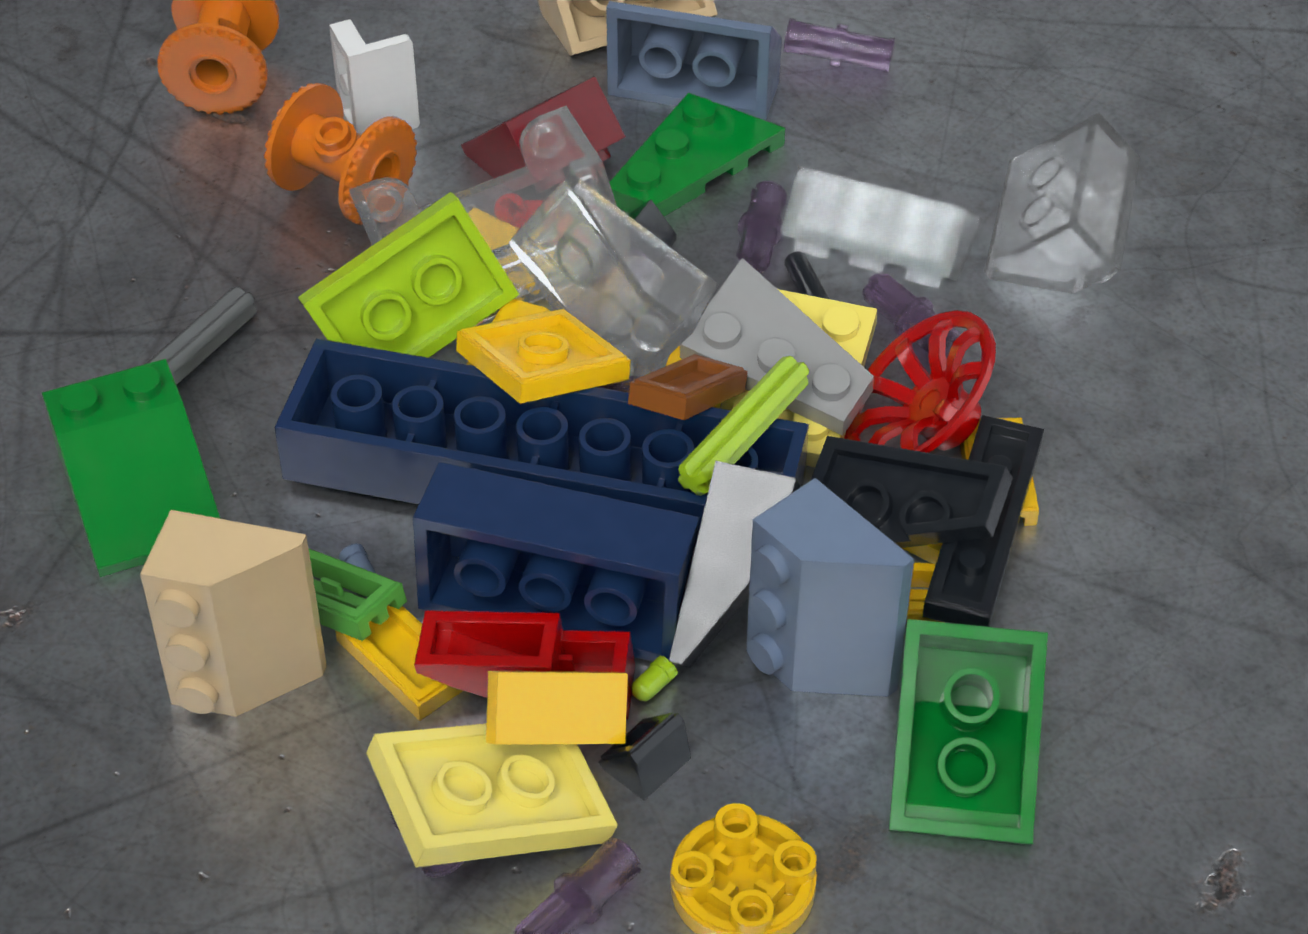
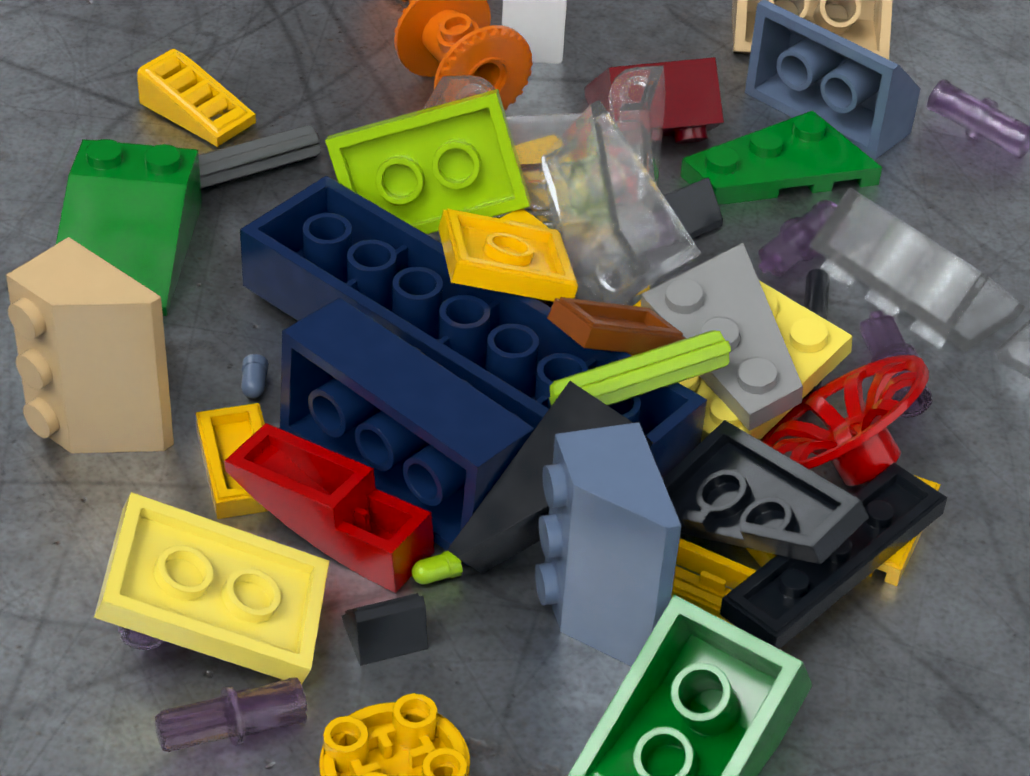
camera: 25 degrees right, 5 degrees down
(63, 284) = (175, 73): none -> yellow slope
(345, 610) = (200, 388): bright green tile -> none
(556, 707) = (313, 543): yellow tile -> none

